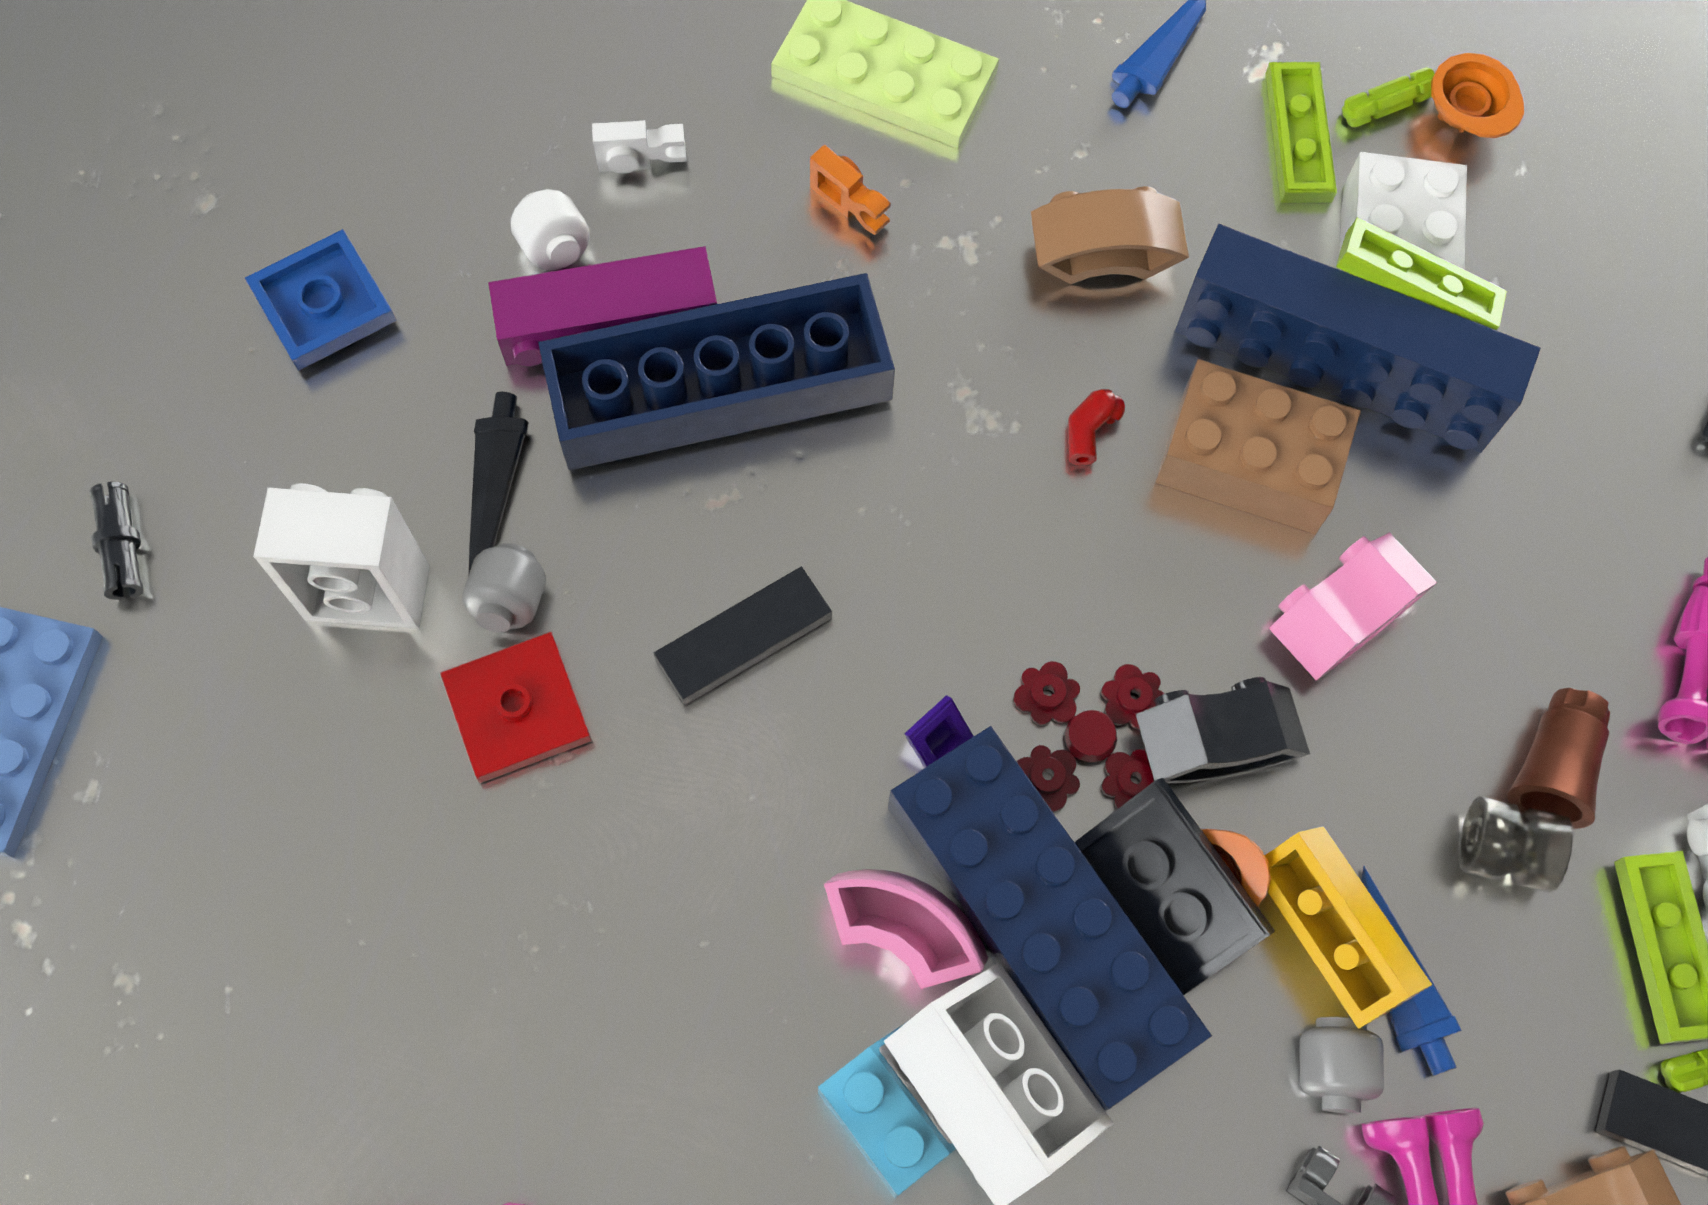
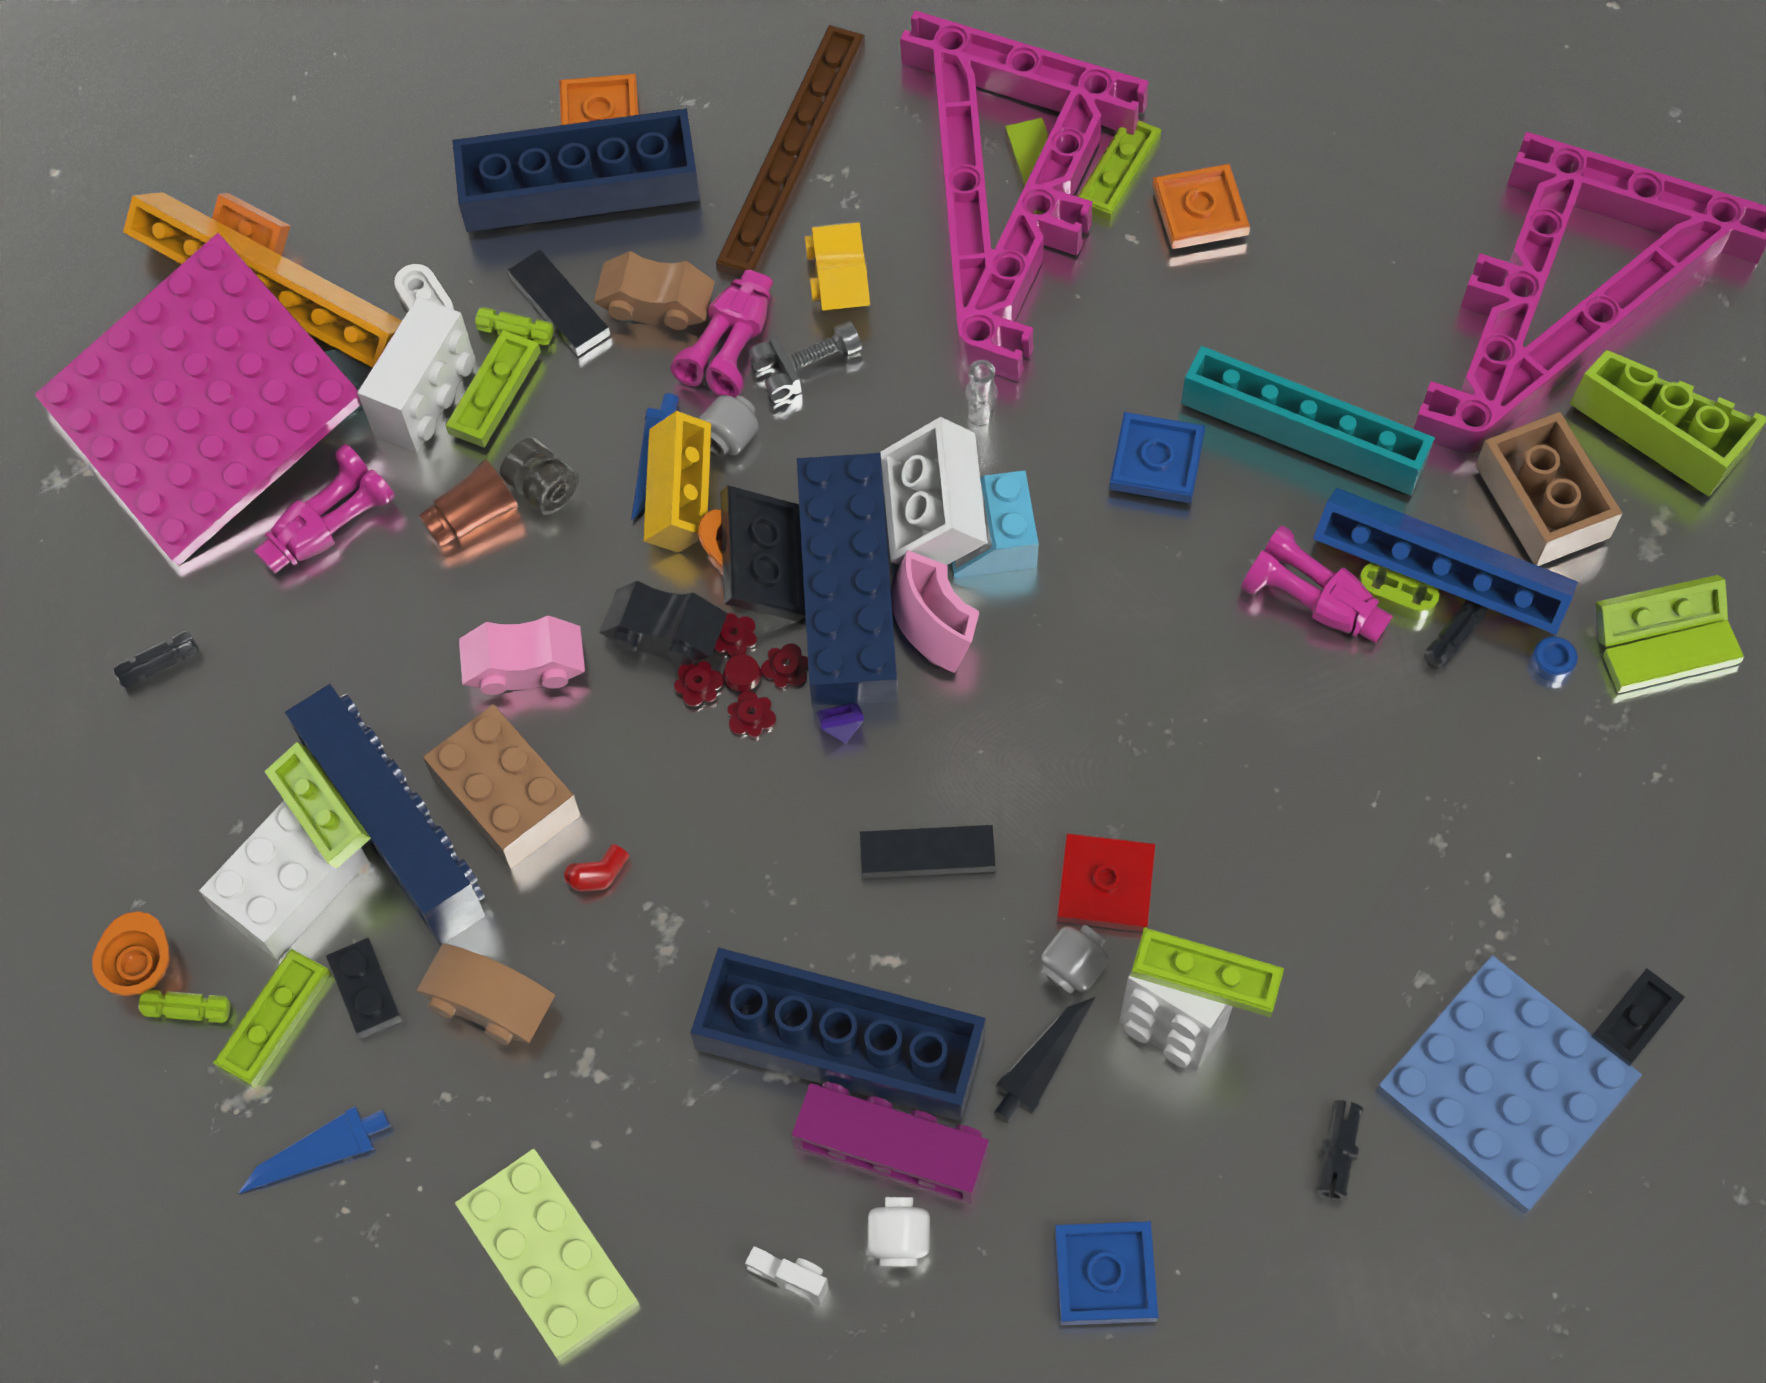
camera: 145 degrees left, 5 degrees down
(293, 540) = (1207, 972): none -> lime tile
(842, 186) = (650, 1154): orange plate -> none
(1236, 197) = (364, 988): none -> black plate

